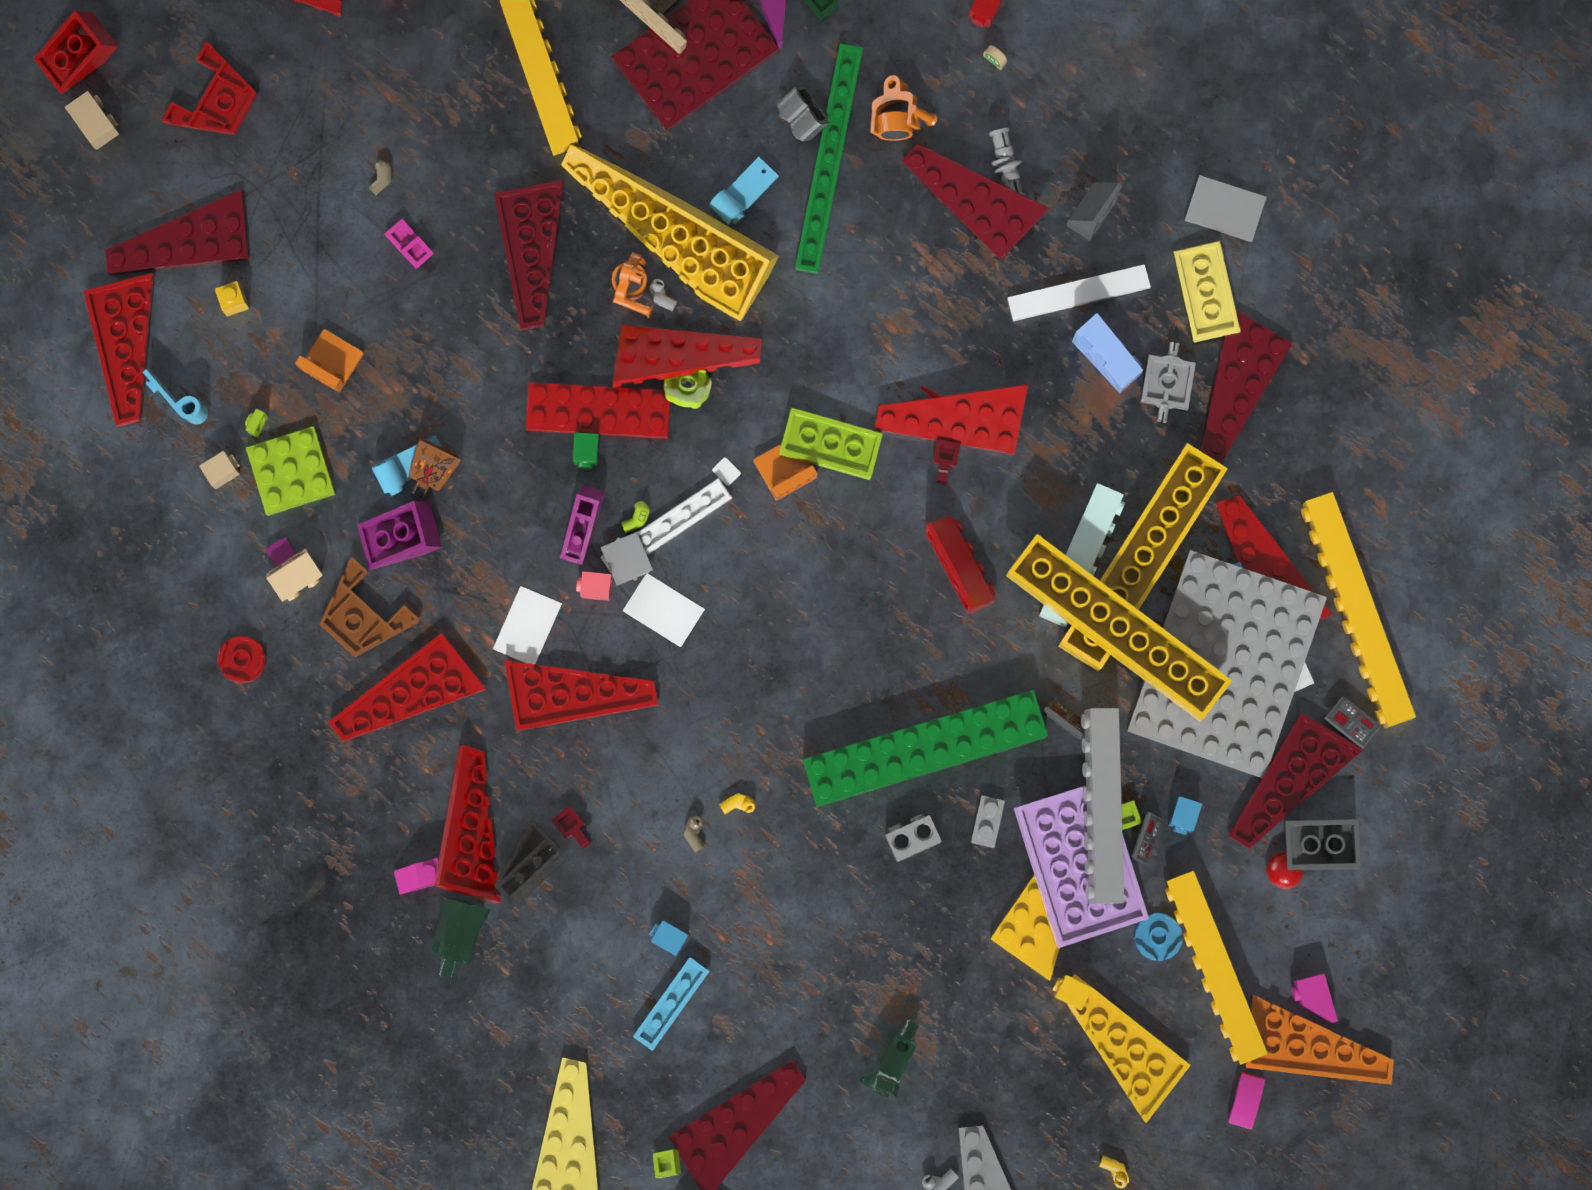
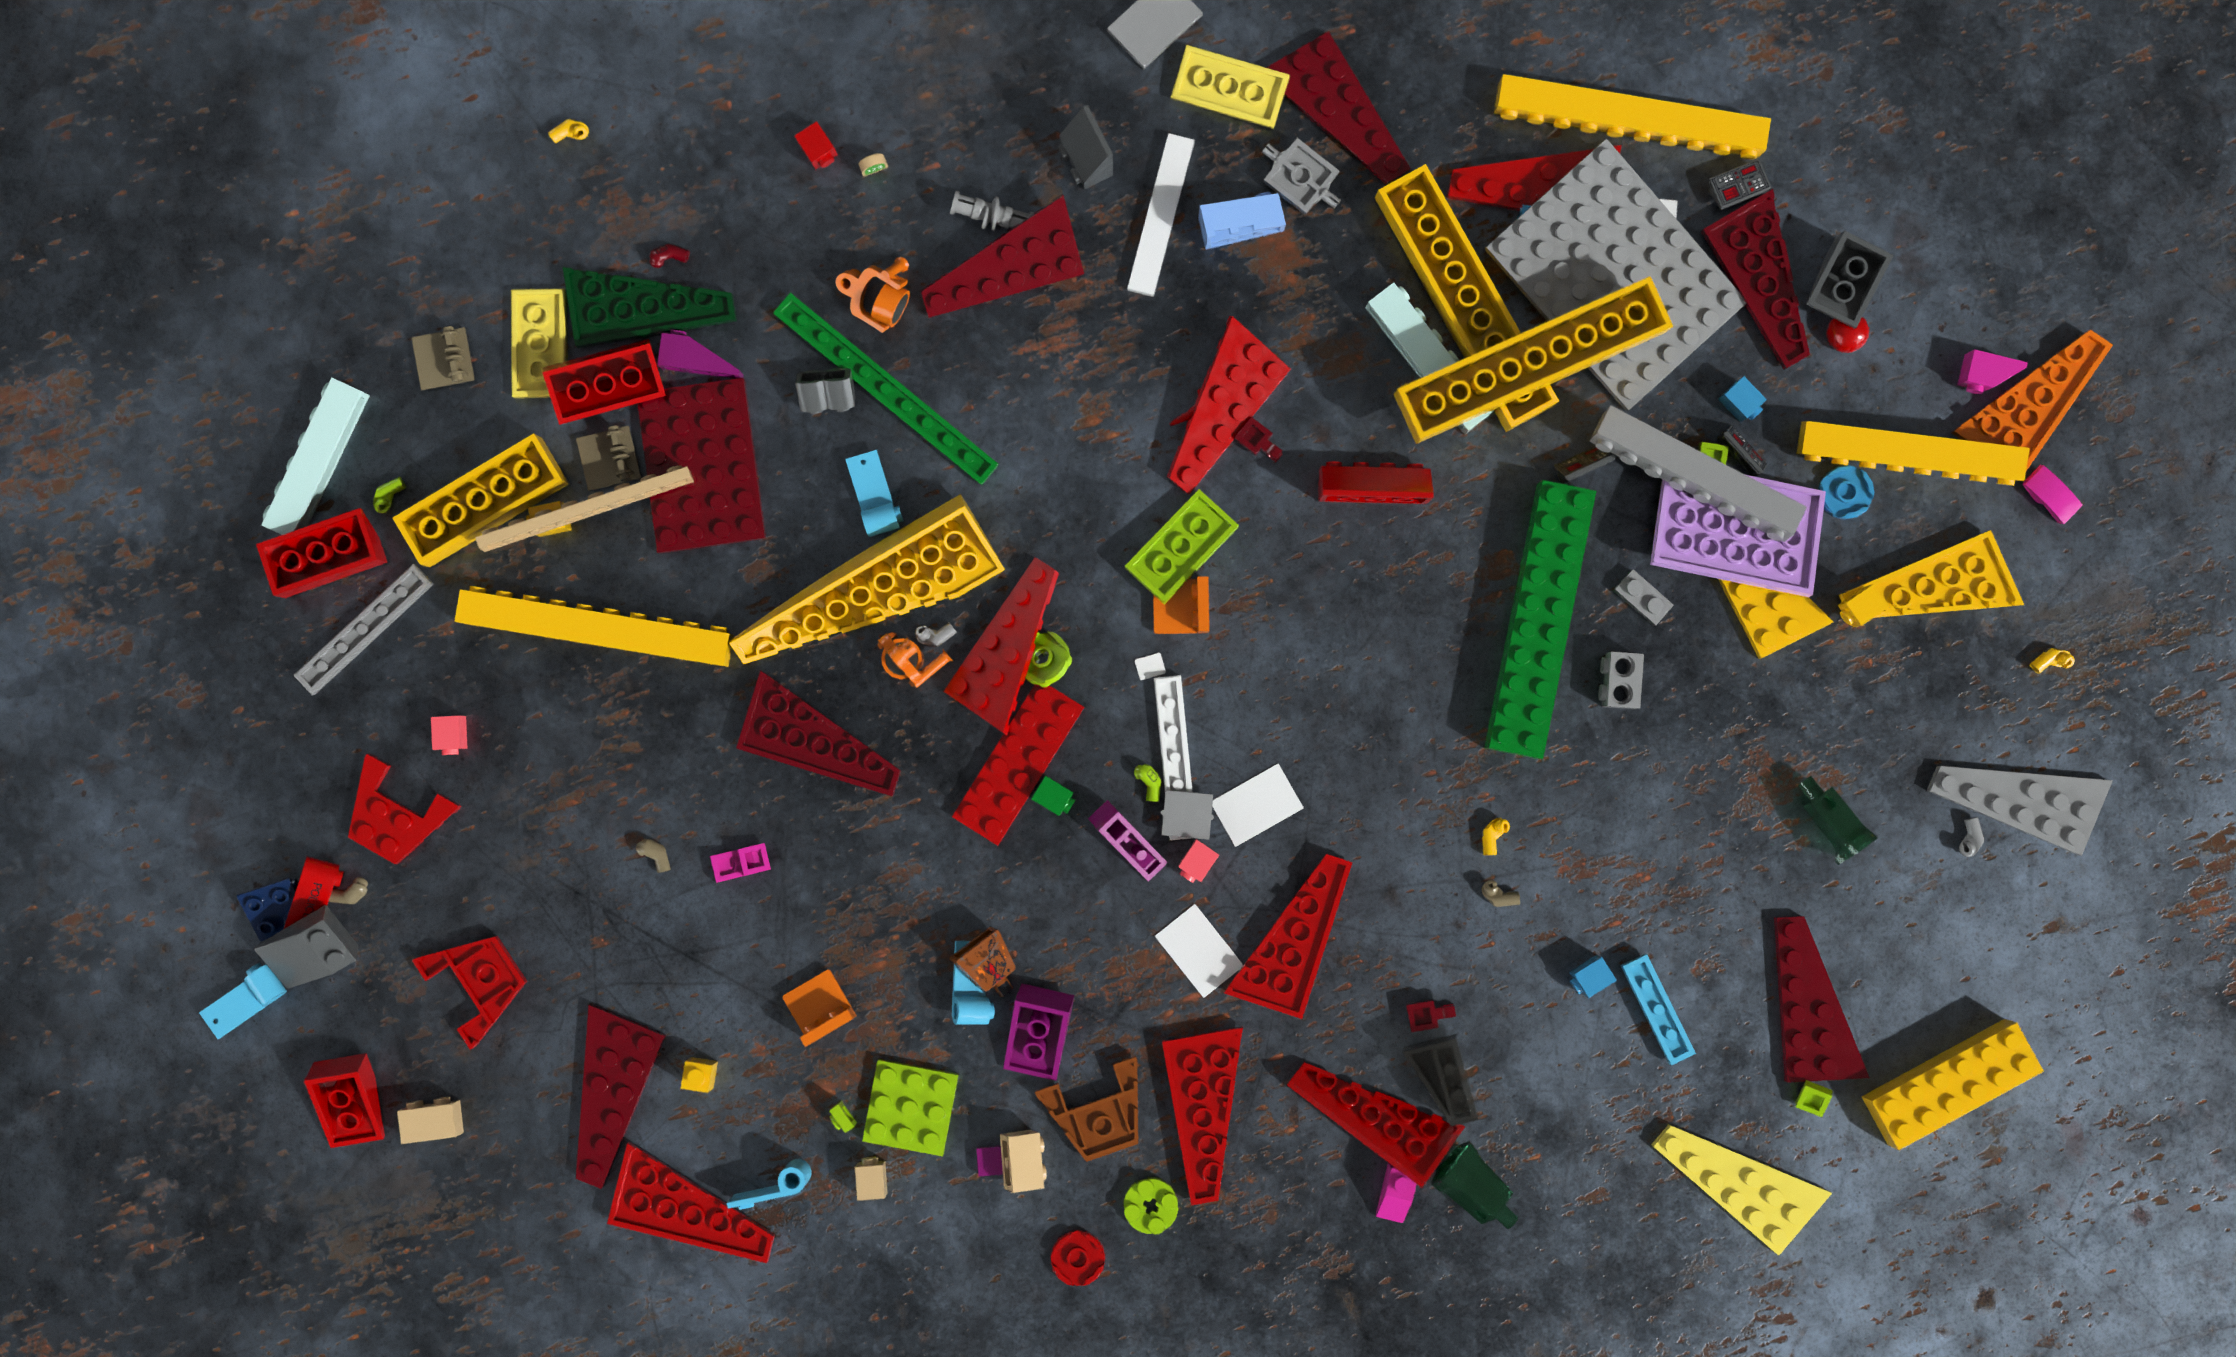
camera: 60 degrees left, 5 degrees up
(300, 684) = (1154, 1221): none -> lime plate

